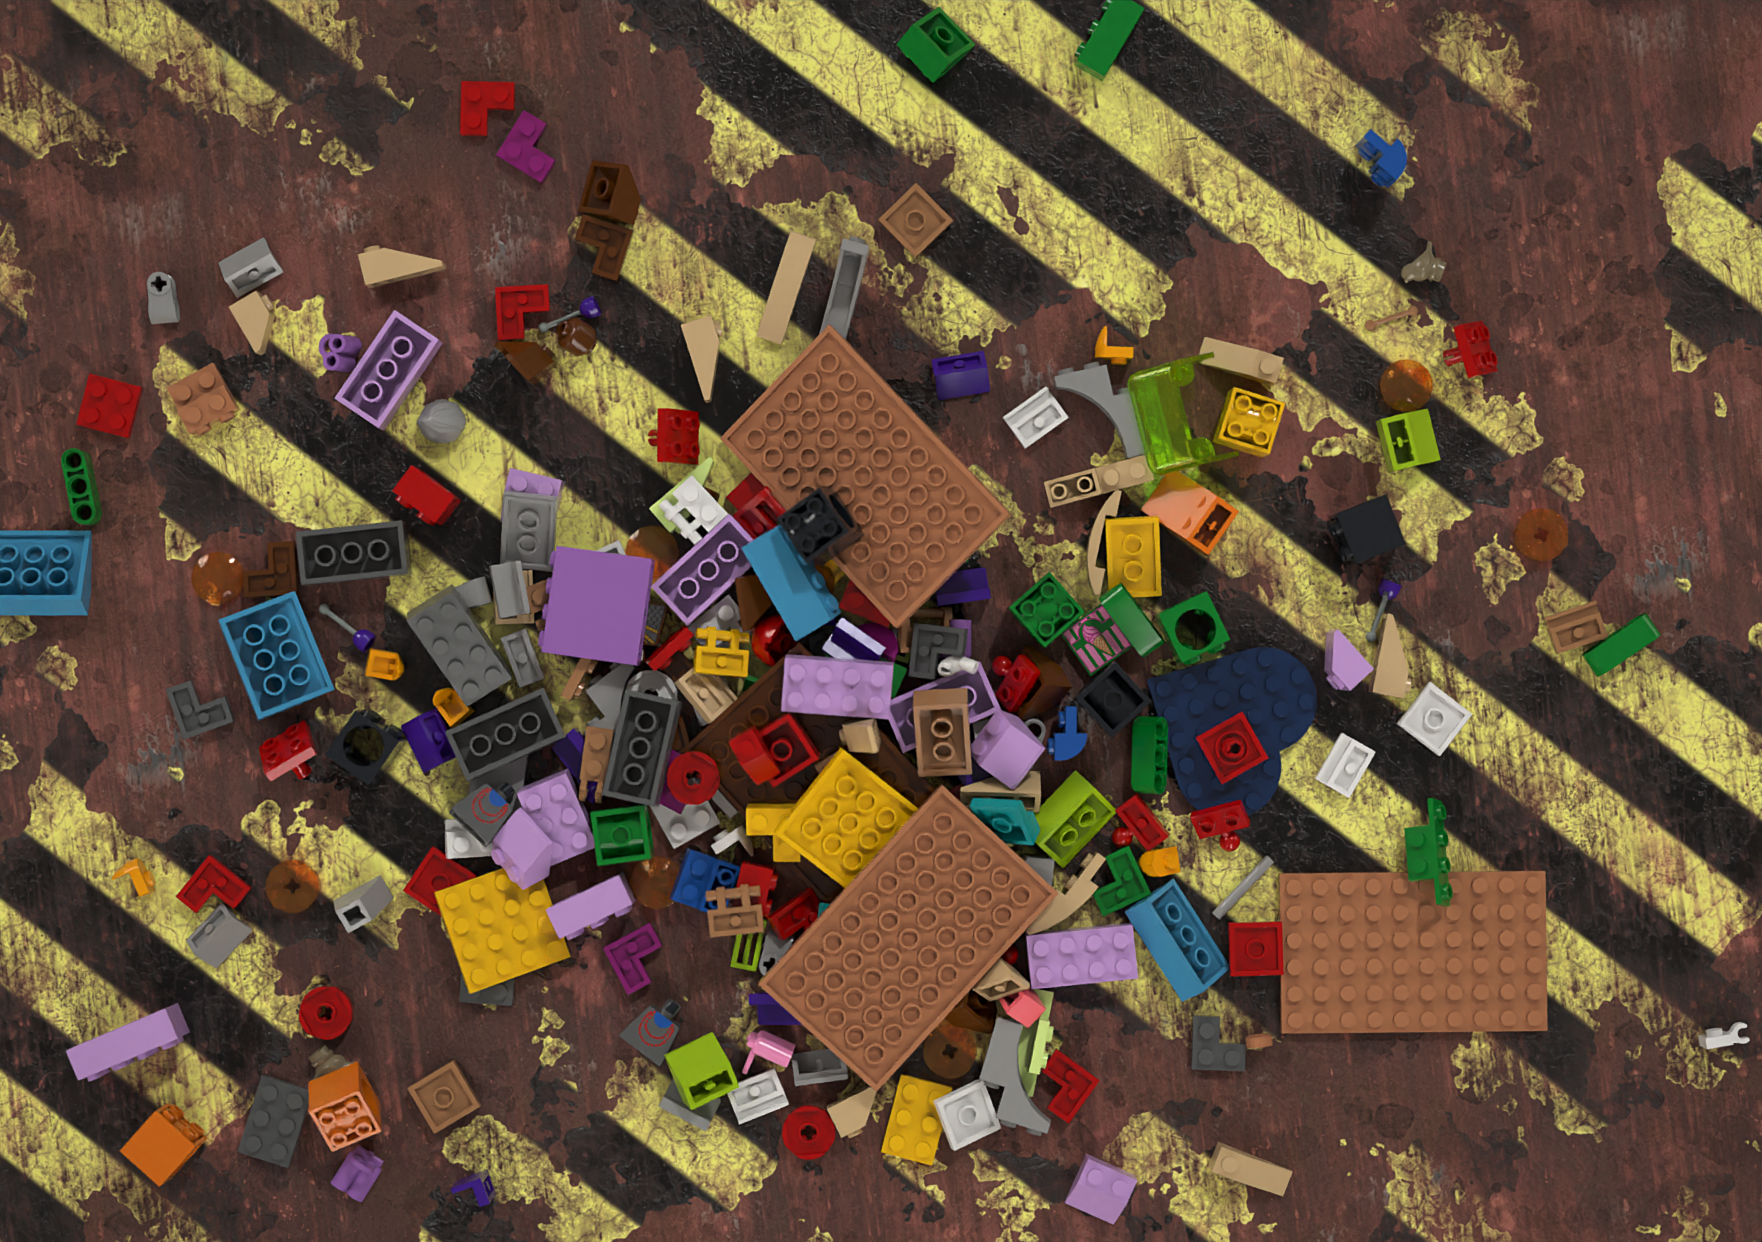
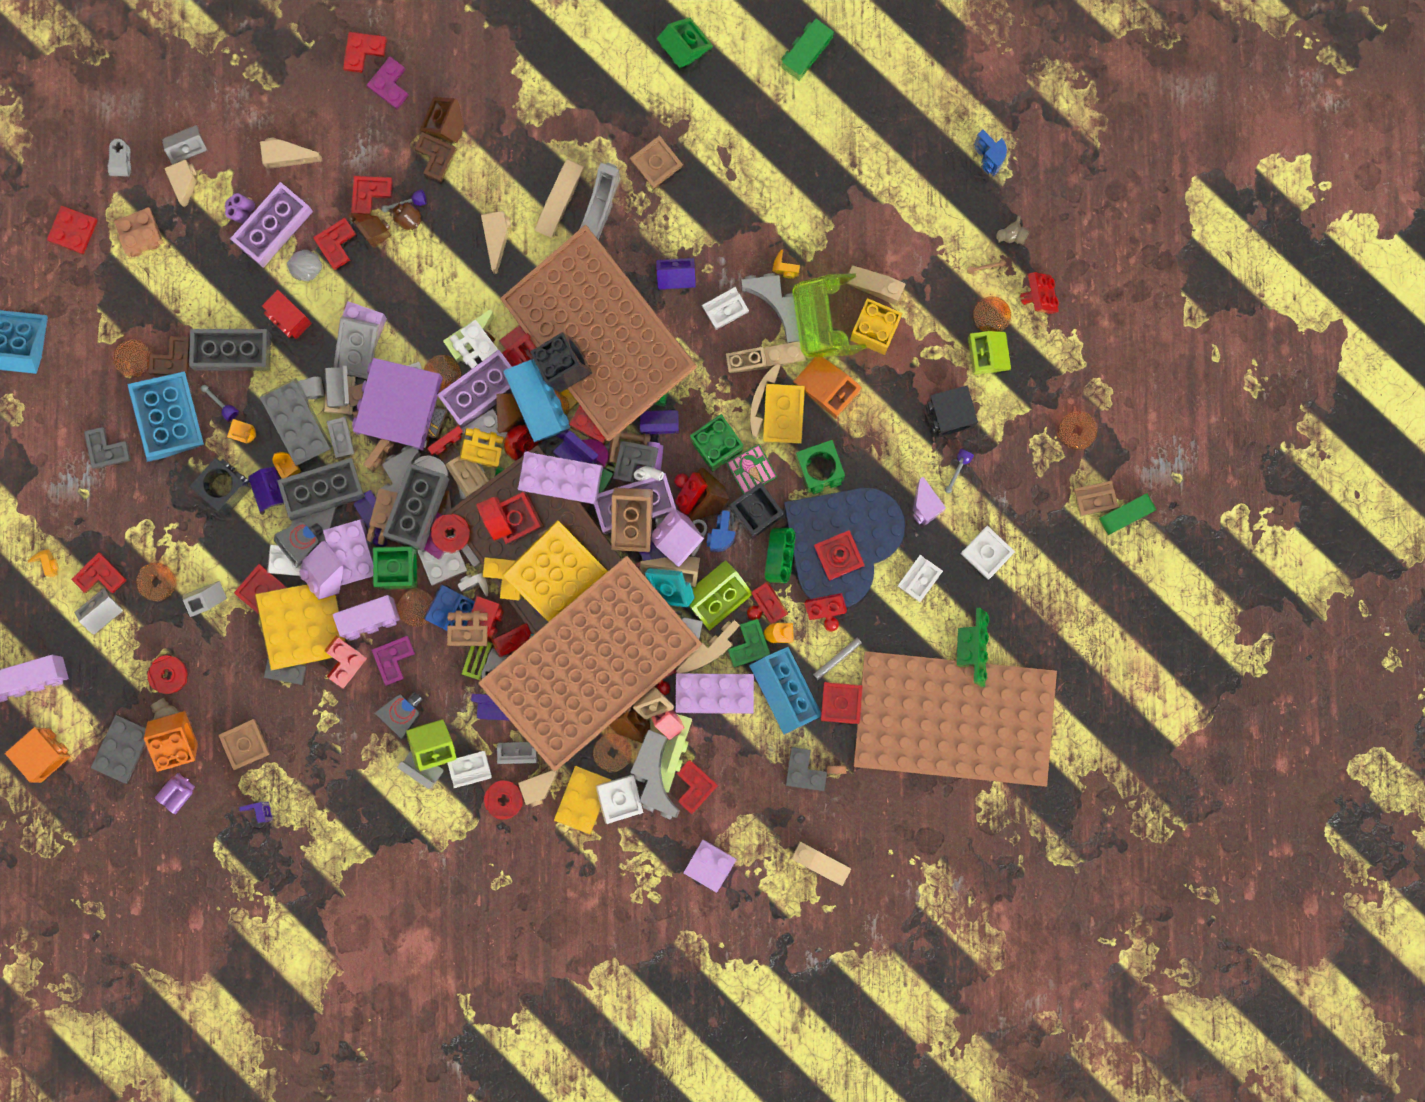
camera: 15 degrees right, 5 degrees down
(72, 477) = (39, 276): green beam -> none
(288, 752) = (165, 484): red plate -> none
(474, 381) = (331, 240): none -> red plate
(572, 967) = (348, 661): none -> plate
(676, 436) = (469, 292): red plate -> none
(768, 1047) = (481, 734): bright pink piece -> none
(861, 735) = (573, 513): tan slope -> none
(1131, 620) = (777, 457): green beam -> none
(1389, 665) = (959, 512): tan slope -> none
(1717, 1038) = (1169, 804): white plate -> none

